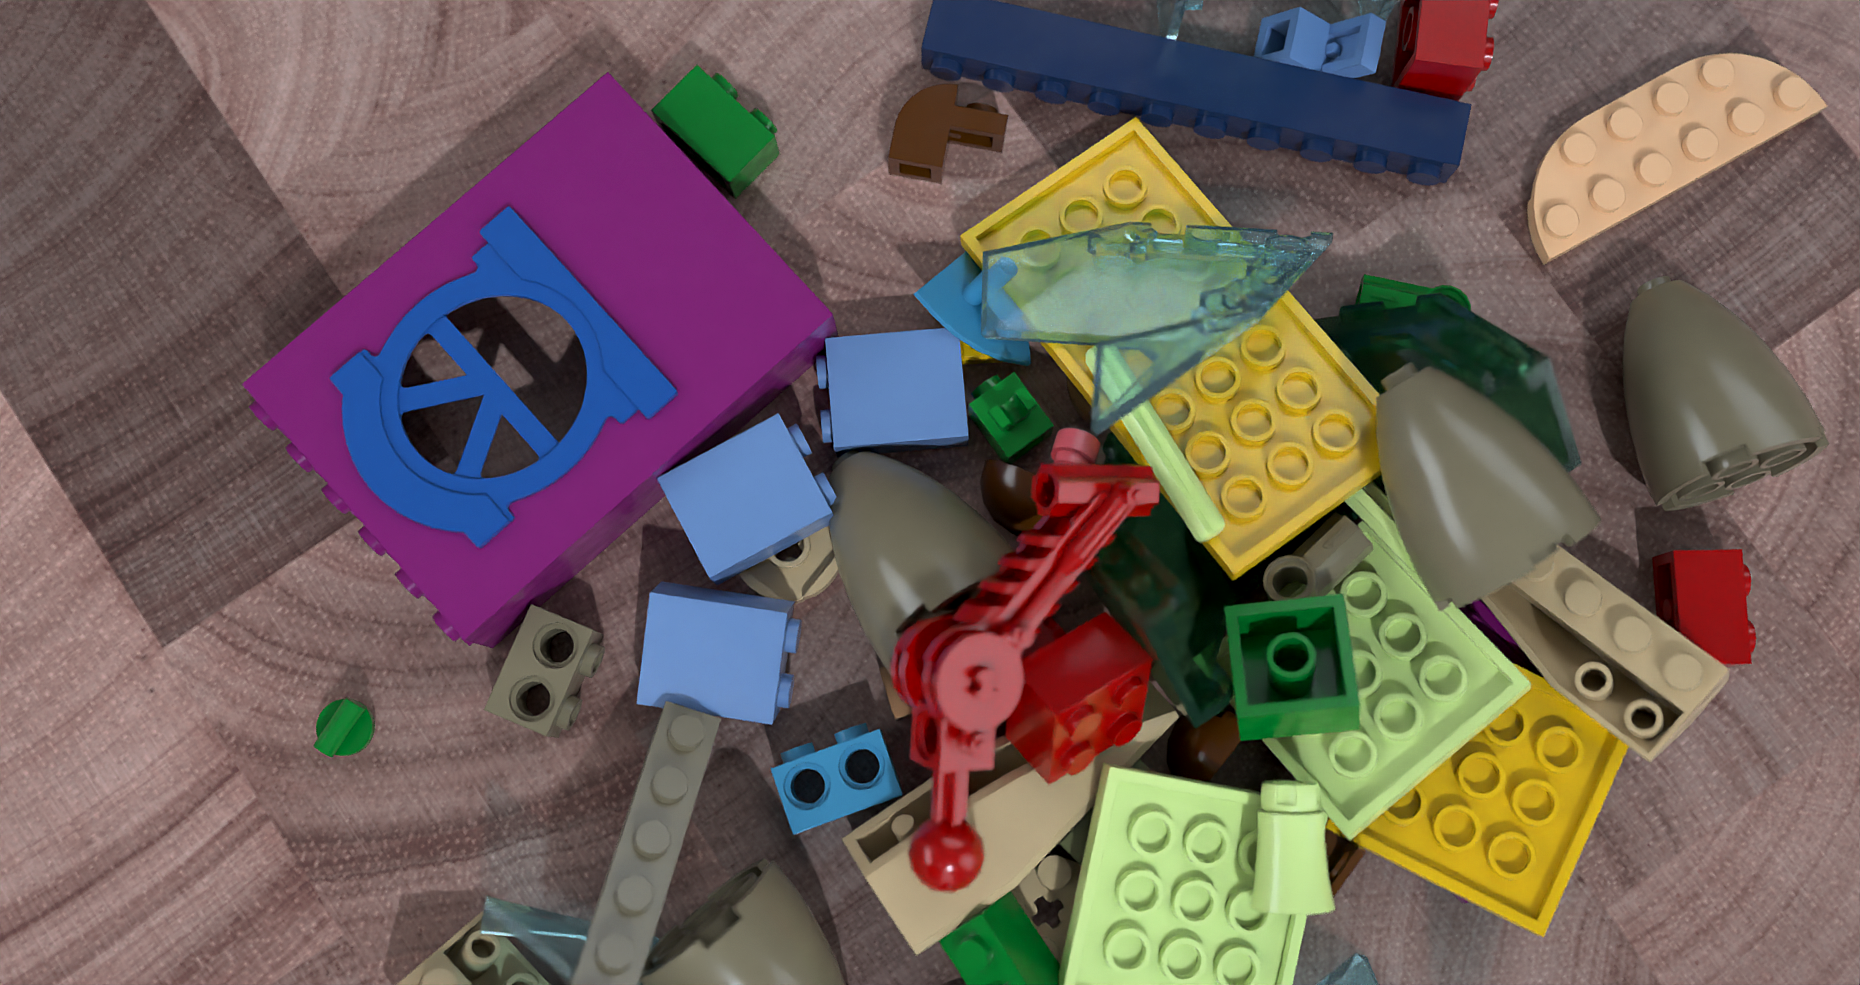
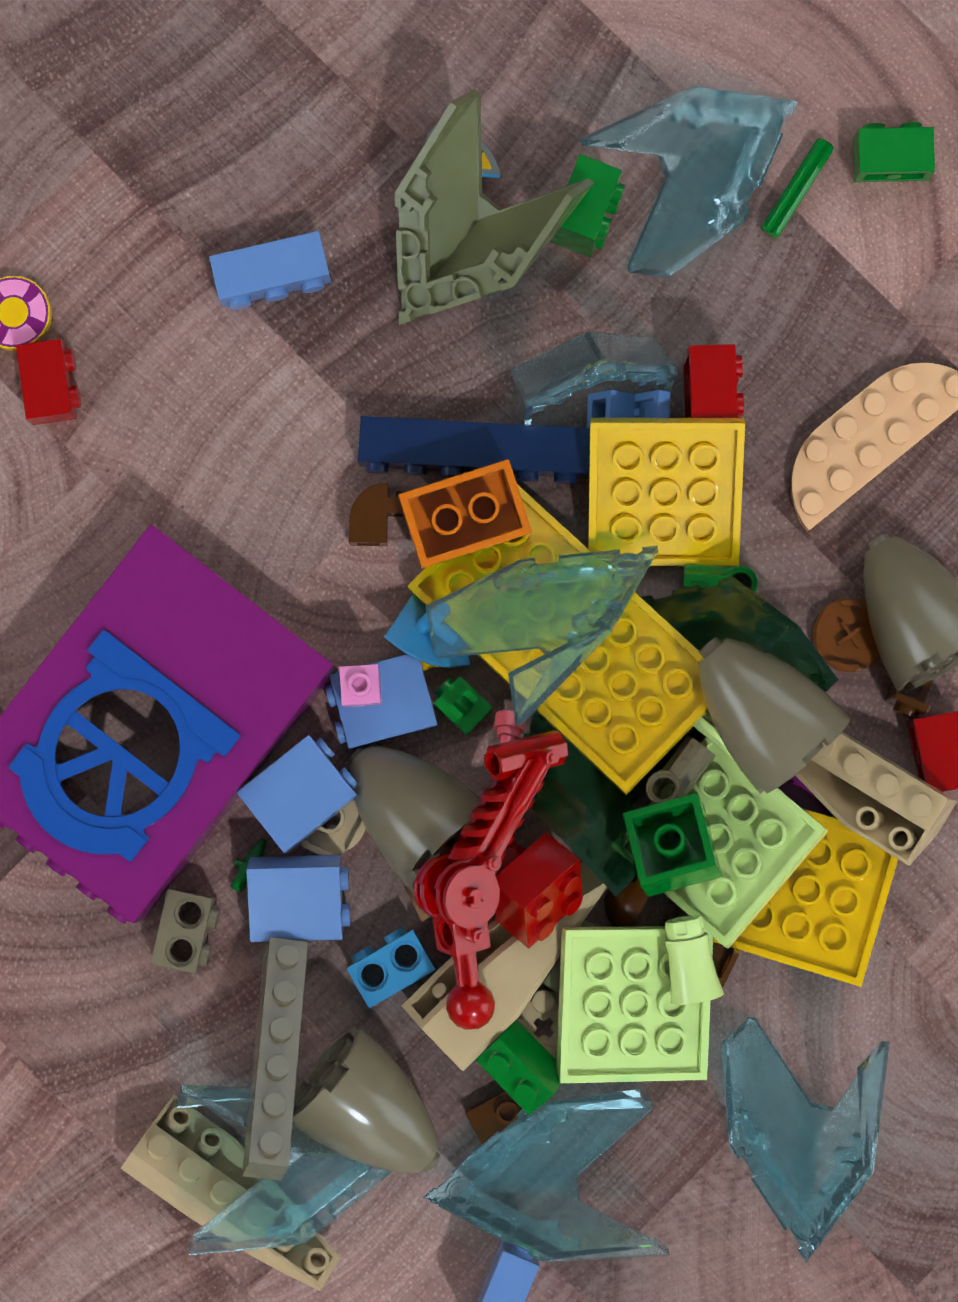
camera: 15 degrees left, 5 degrees up
(344, 728) = (57, 991): green plate -> none
(676, 574) = (241, 877): none -> green helmet
(718, 130) = (228, 539): green brick -> none
(867, 355) = (360, 685): none -> bright pink brick
(1008, 496) = (469, 757): reddish brown brick -> none
(1062, 137) = (464, 513): none -> orange brick
(1171, 468) = (568, 723): yellowish green axle -> none
(1364, 151) = (667, 488): none -> yellow plate
(1596, 415) = (845, 636): none -> dark orange tile
(1661, 526) = (909, 704): none -> reddish brown bracket

